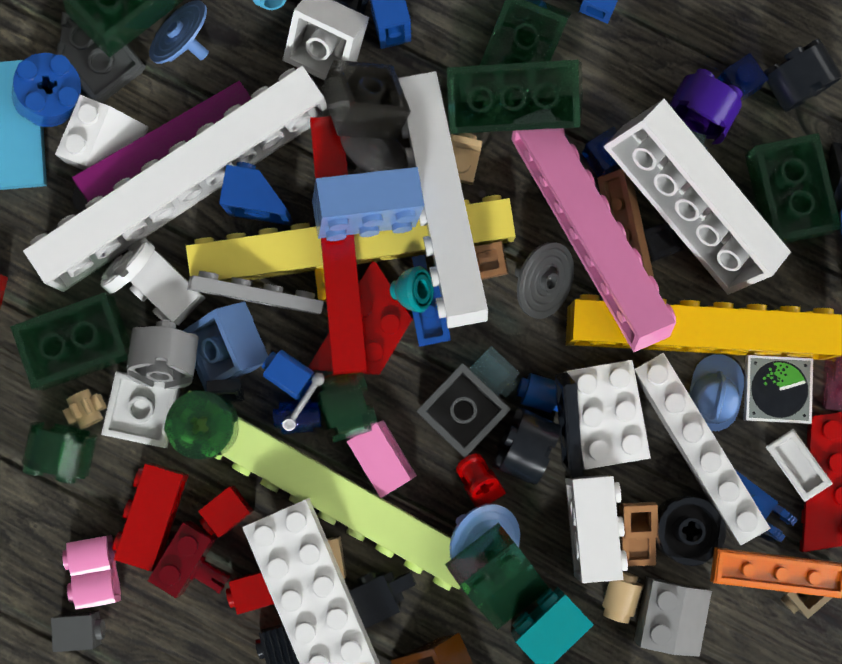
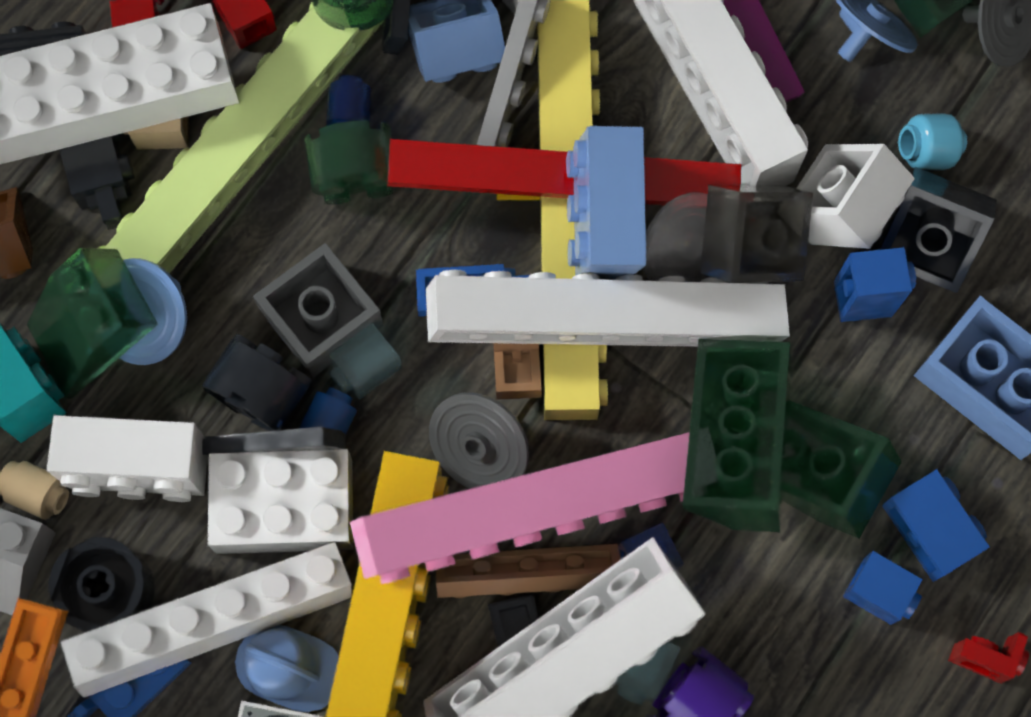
camera: 95 degrees right, 10 degrees down
(250, 196) = (646, 79): blue slope -> none
(287, 374) = (401, 96): blue brick -> none
(290, 421) = (340, 90): light grey hinge -> none
(382, 321) = (458, 224): red wing -> none
(382, 459) = (275, 205): bright pink hinge -> none
(413, 289) = (489, 256): teal brick -> none
(467, 154) = (666, 366): tan bracket -> none
(479, 480) = (218, 319): red piece -> none
(640, 532) = (114, 517): medium nougat brick -> none

